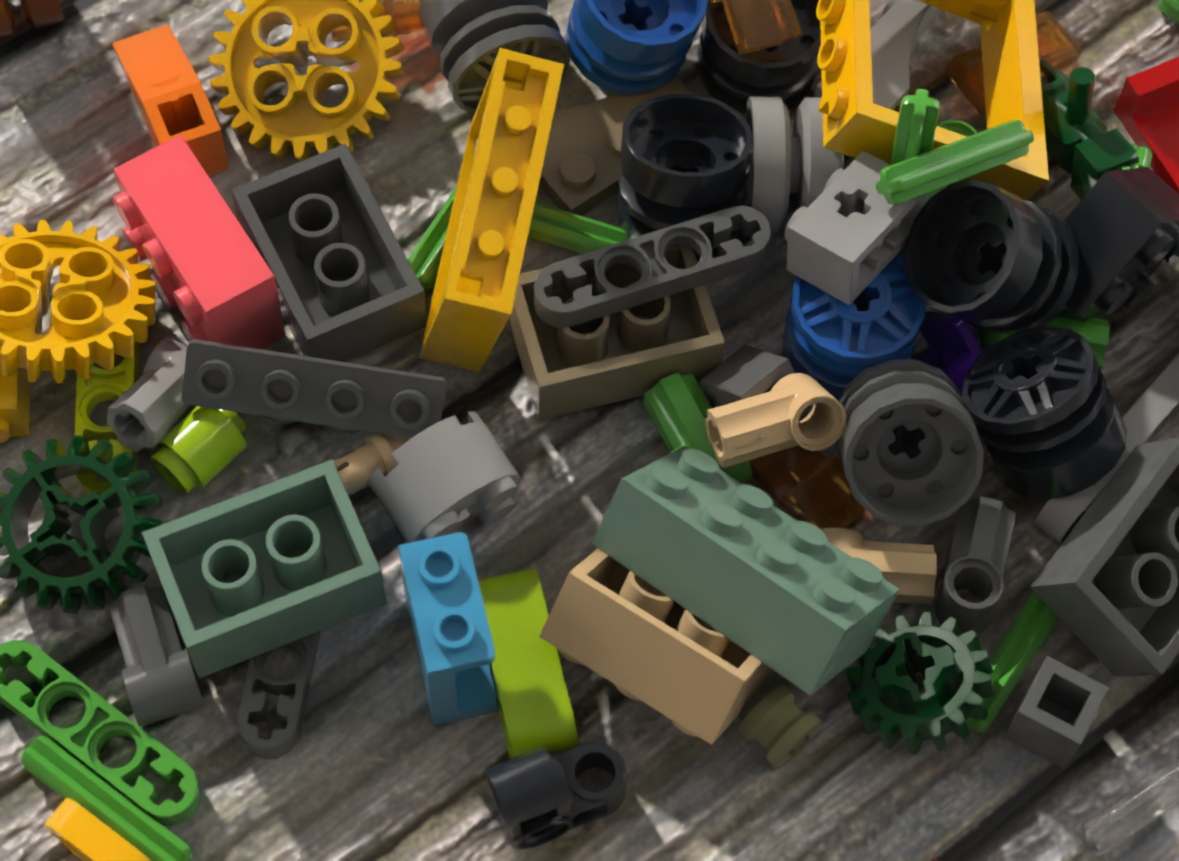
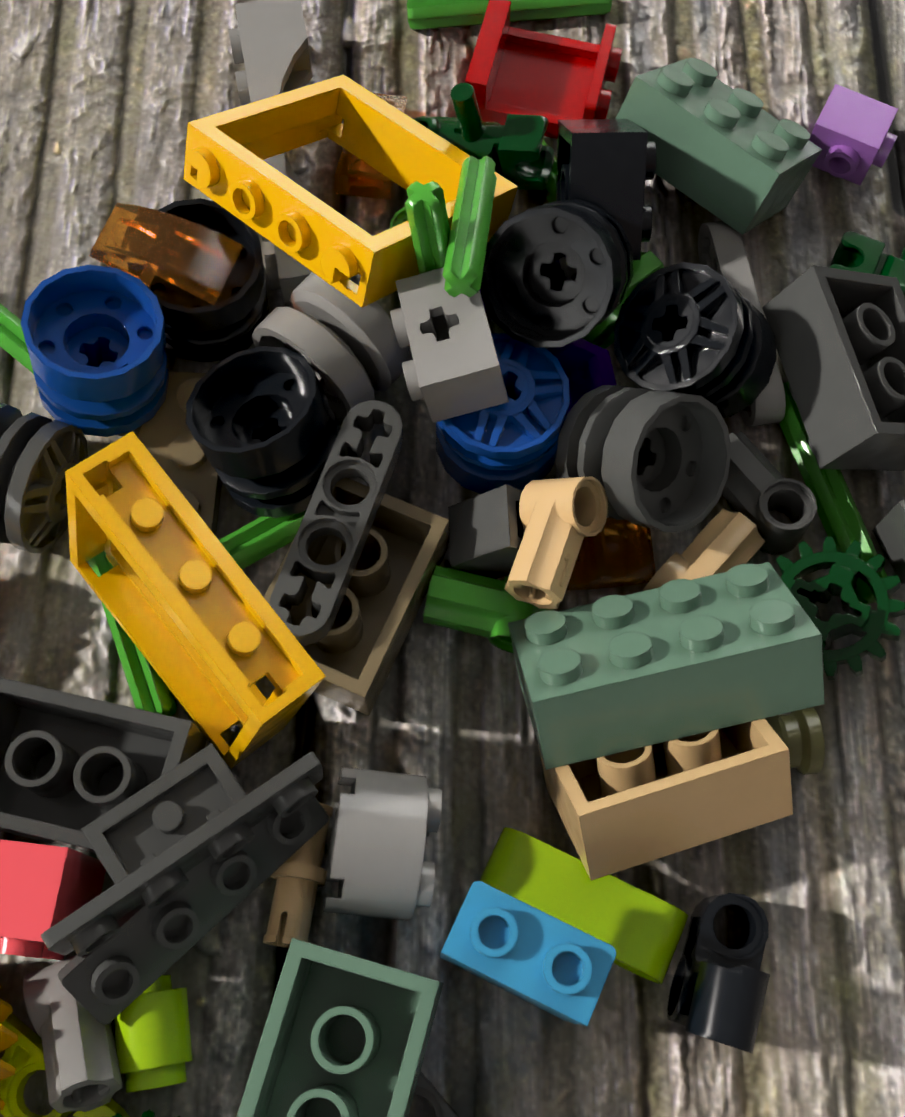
camera: 50 degrees left, 5 degrees up
(338, 330) = (169, 831): none -> dark grey bracket

